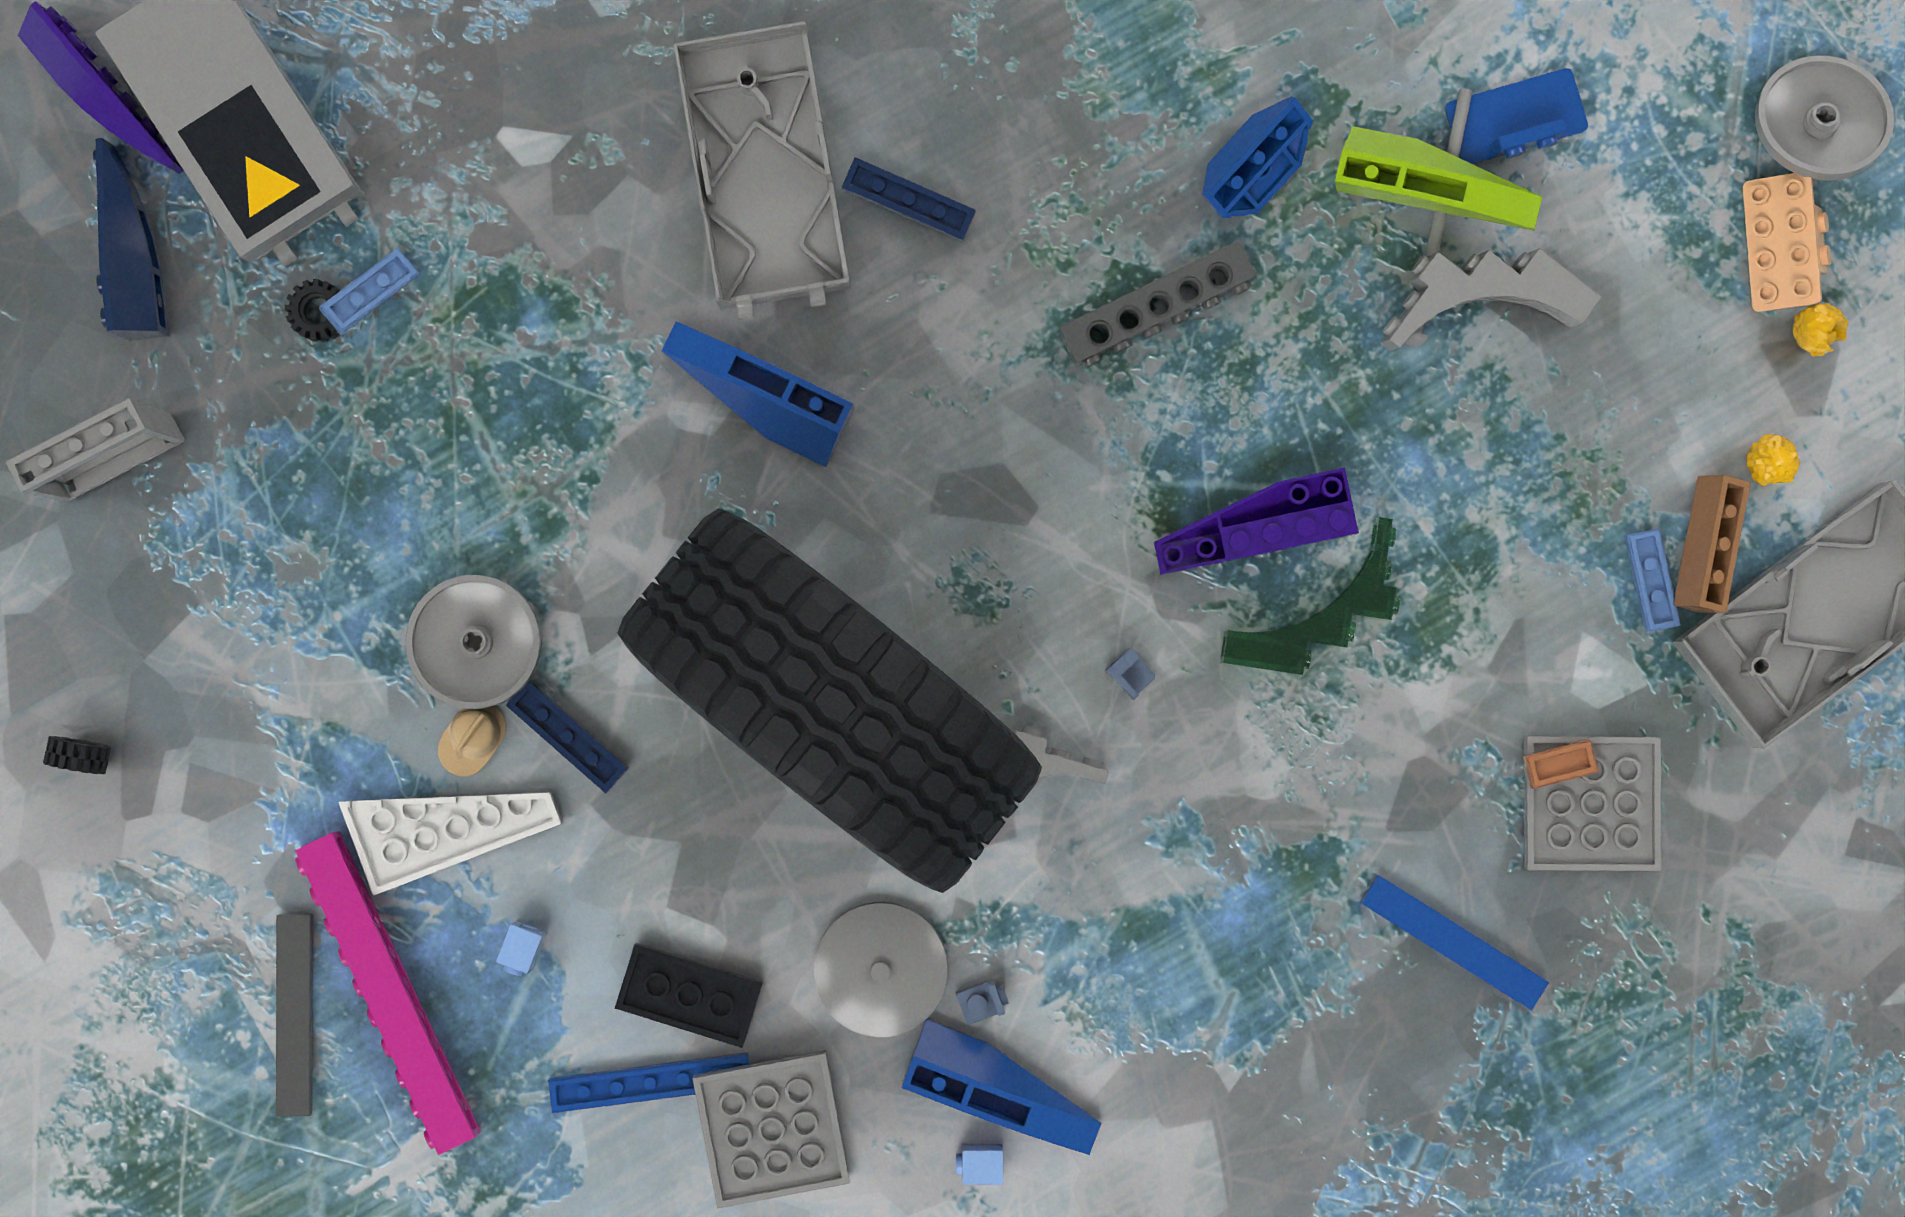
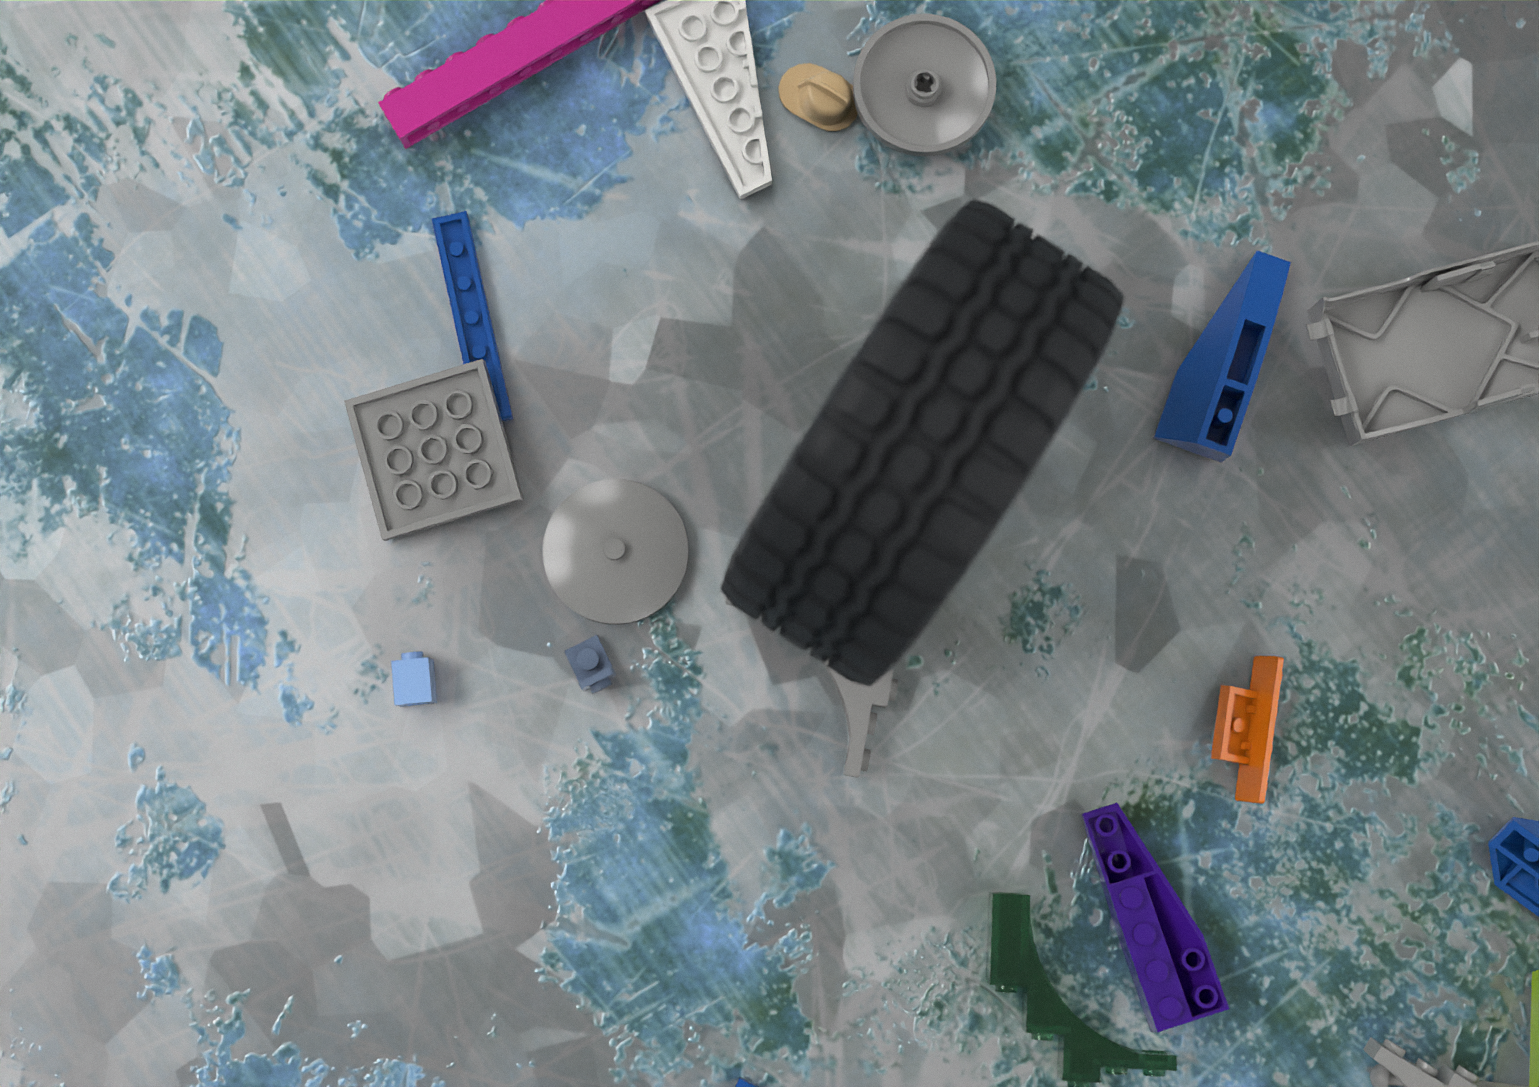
camera: 80 degrees right, 5 degrees down
(521, 948) = (603, 168): light blue brick -> none
(567, 737) = (832, 194): dark blue plate -> none
(688, 995) = (569, 349): black plate -> none
(908, 199) = (1456, 497): dark blue plate -> none
(995, 1088) = (498, 687): blue wedge -> none
(1096, 416) = (1247, 727): none -> orange bracket
(1130, 673) = (967, 792): sand blue panel -> none
(1229, 260) = (1439, 854): dark grey brick -> none

